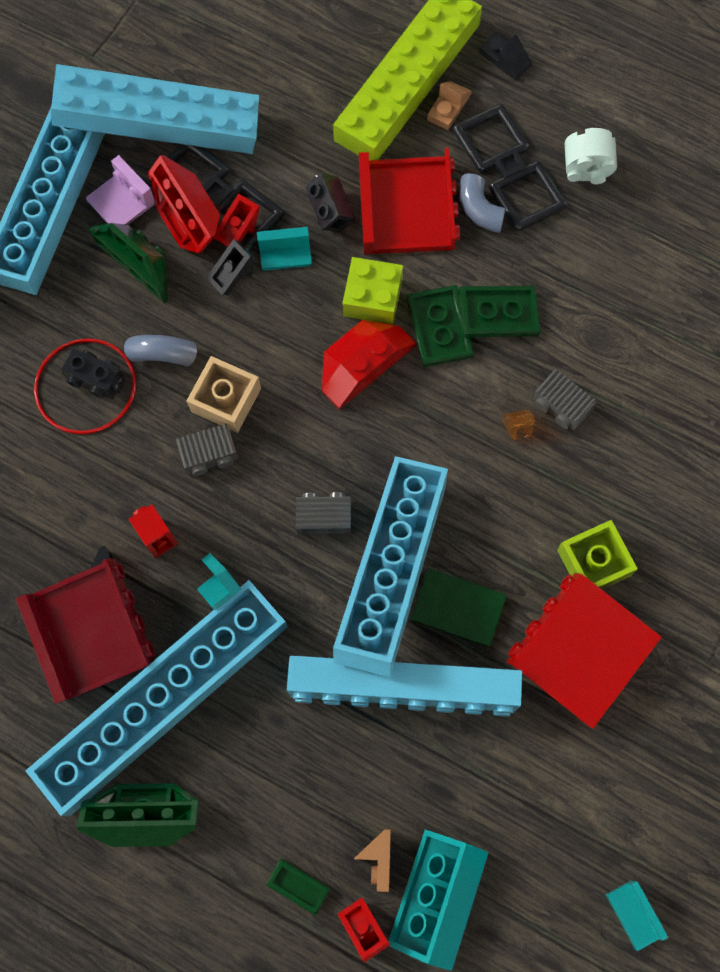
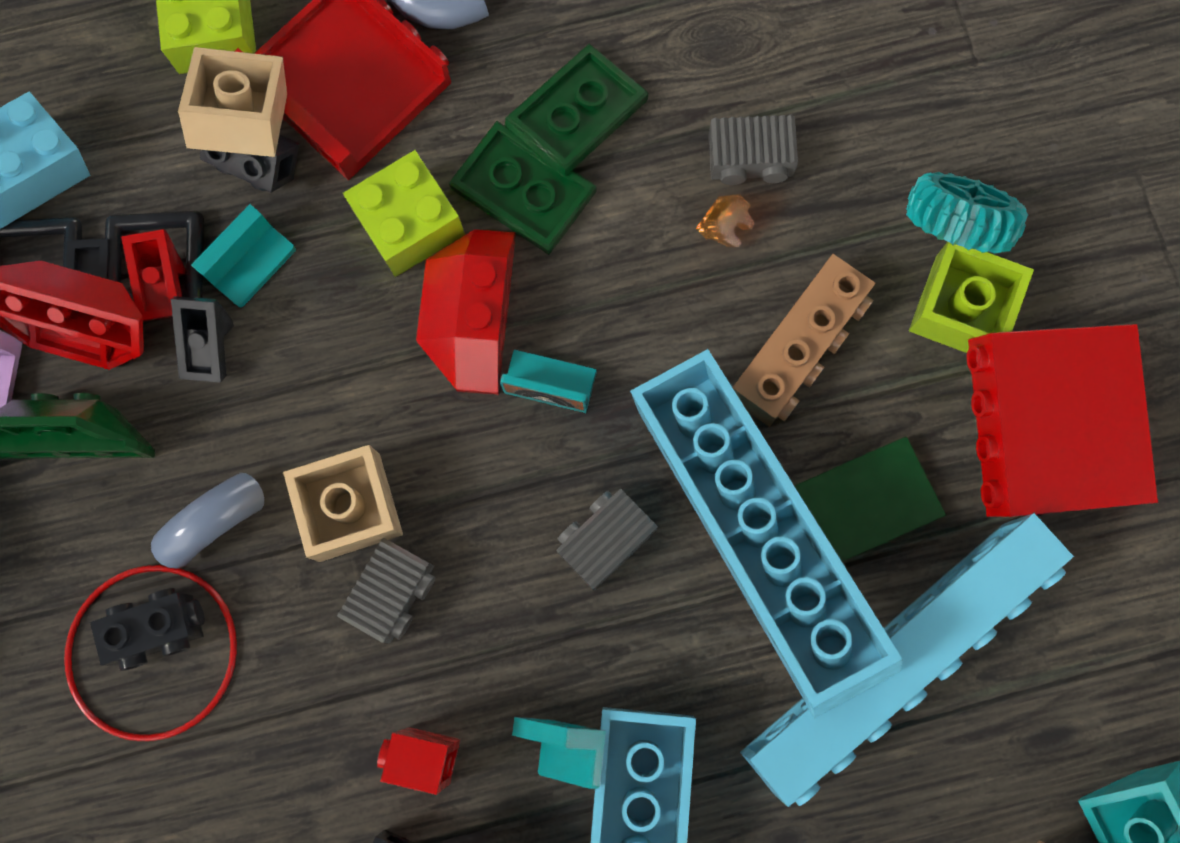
camera: 40 degrees left, 5 degrees up
(340, 175) = (233, 102): none -> tan brick
(366, 423) = (549, 381): none -> teal panel
(500, 508) = (802, 339): none -> medium nougat brick
(632, 515) = (966, 212): none -> teal gear

